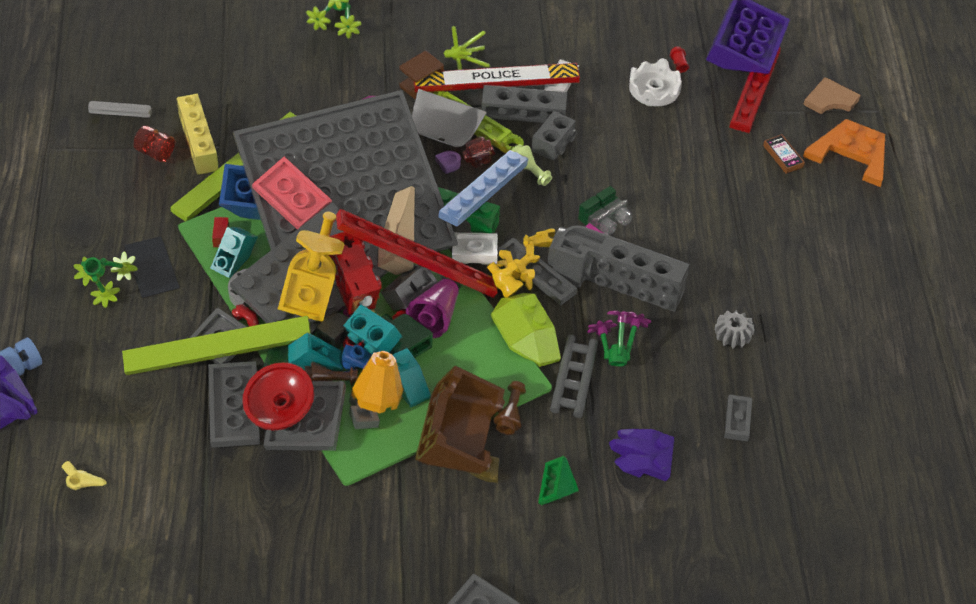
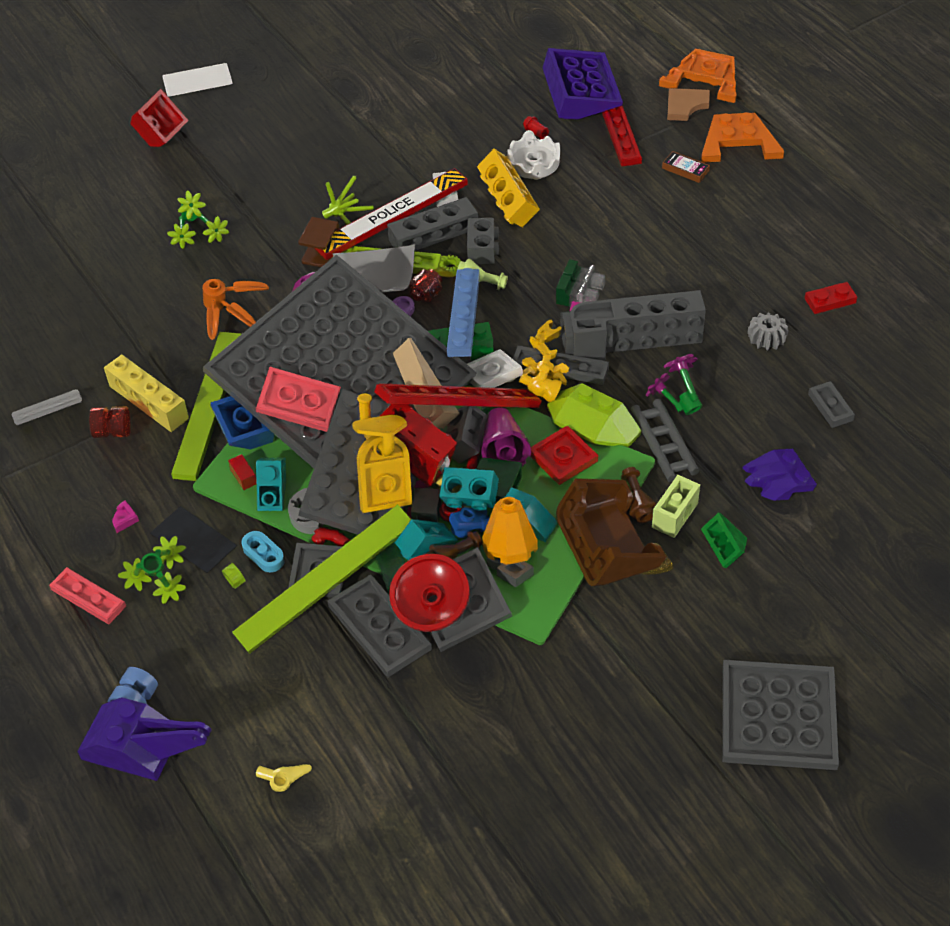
camera: 25 degrees left, 0 degrees up
(44, 270) = (87, 595): none -> coral tile
(113, 223) = (124, 517): none -> dark pink tile
(156, 309) = (233, 576): none -> lime axle
(193, 306) = (266, 551): none -> medium azure plate
(305, 84) = (215, 299): none -> orange plant
(476, 344) = (563, 455): none -> red plate
(533, 432) = (675, 506): none -> yellowish green brick
(609, 101) = (507, 188): none -> yellow brick
(817, 328) = (830, 297): none -> red plate
(874, 74) = (707, 68): none -> orange wing

